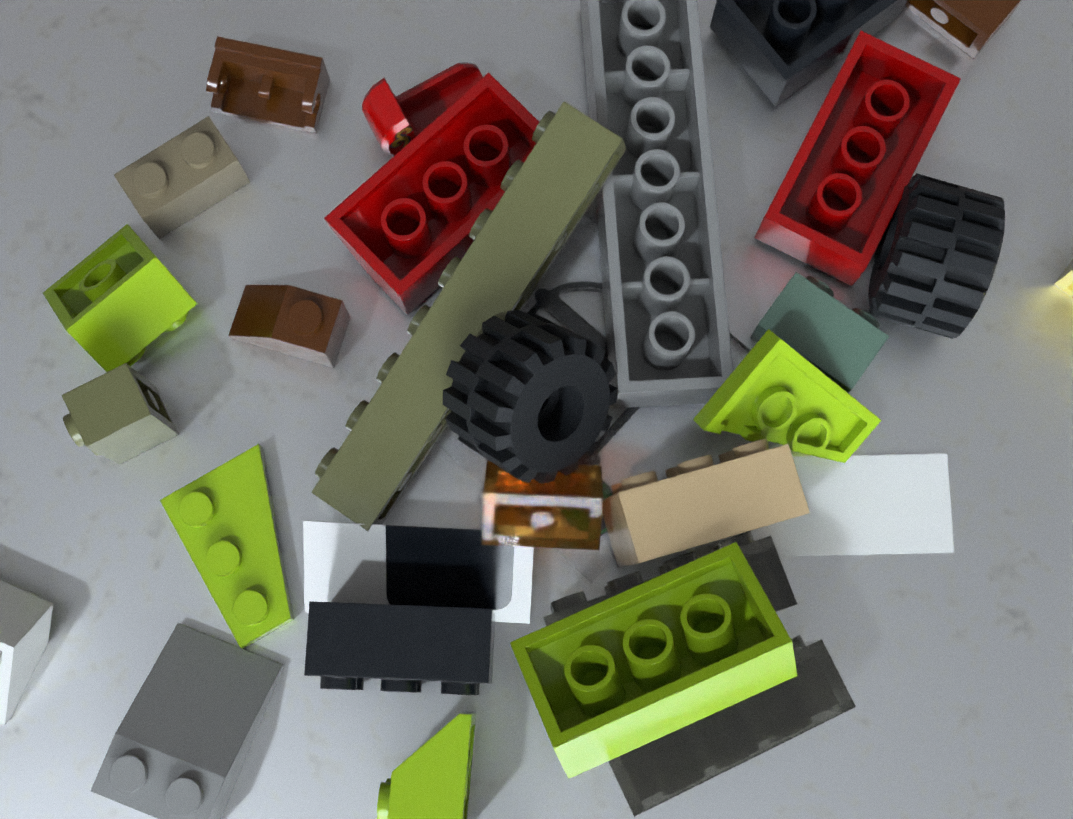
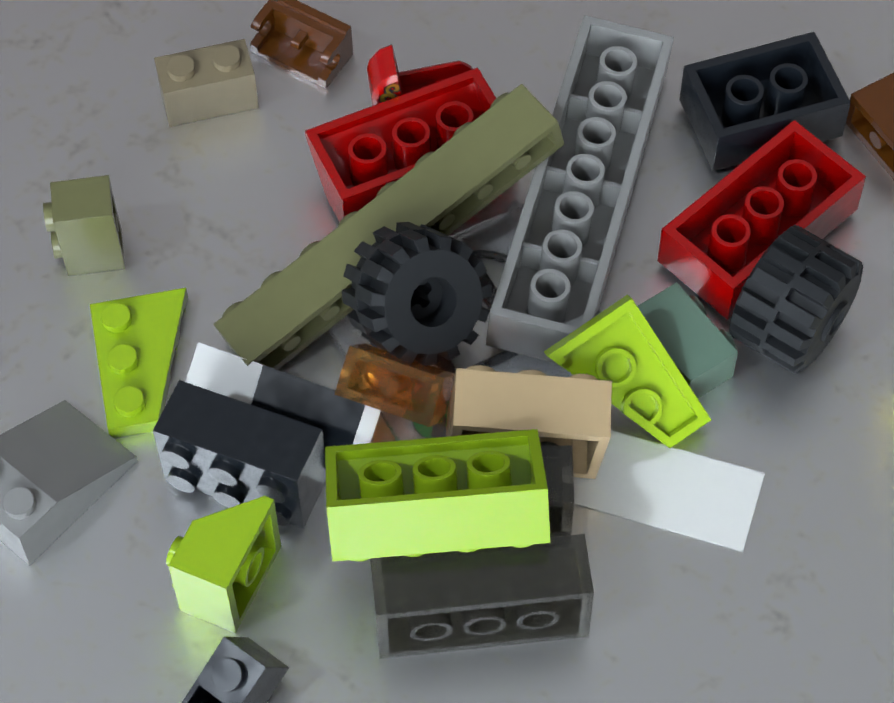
camera: 20 degrees right, 20 degrees down
(119, 300) = (127, 149): lime slope -> none
(291, 322) = (252, 210): reddish brown slope -> none

